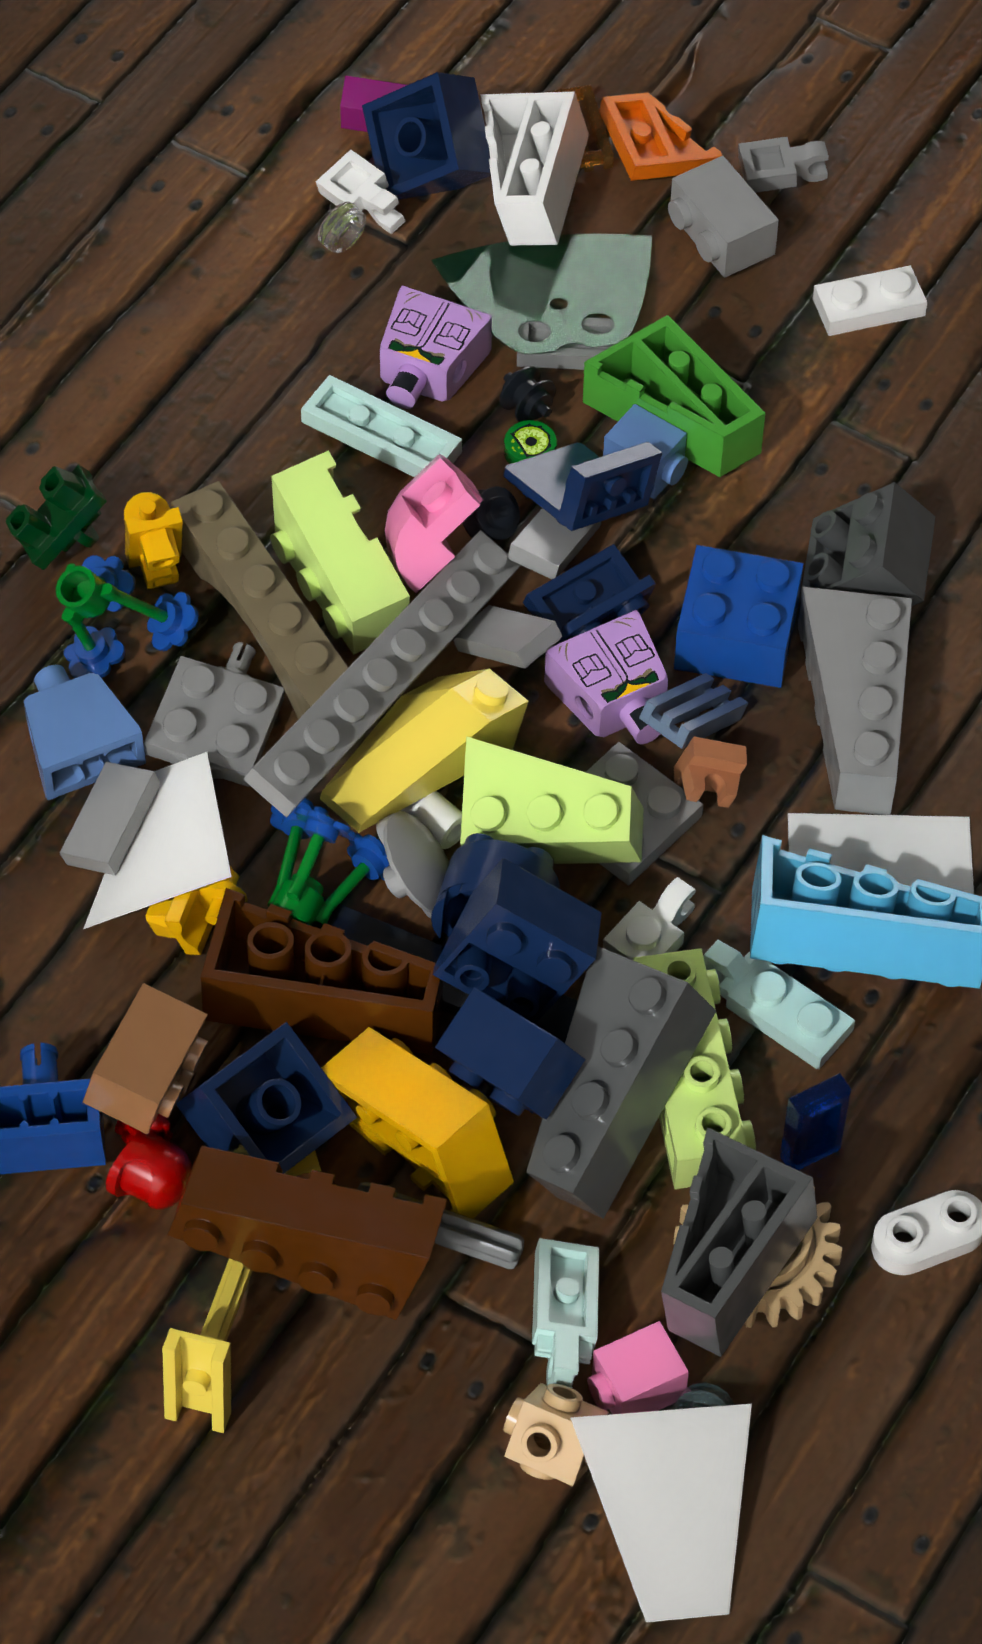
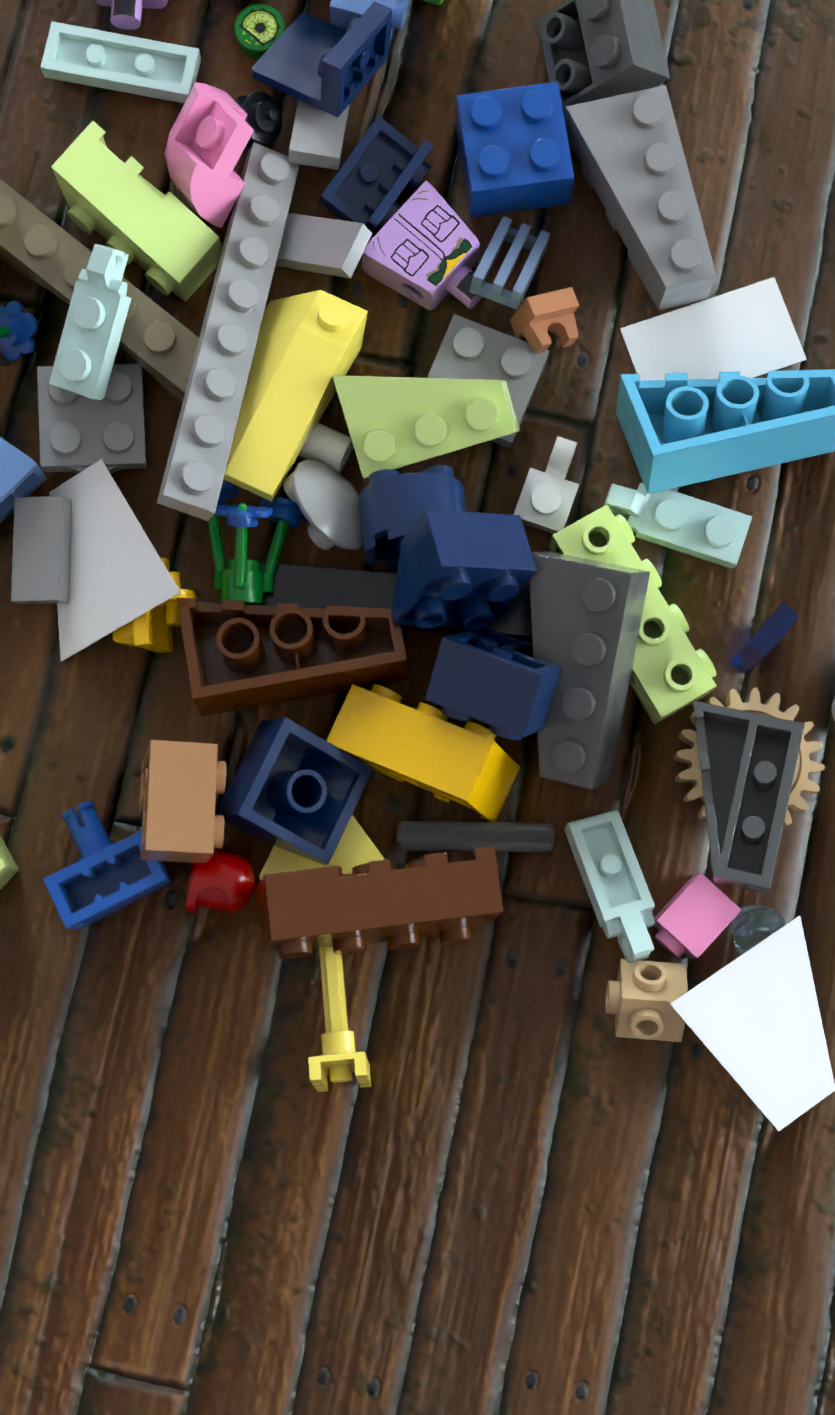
camera: 20 degrees left, 25 degrees up
(251, 624) = (93, 325): none -> light aqua hinge

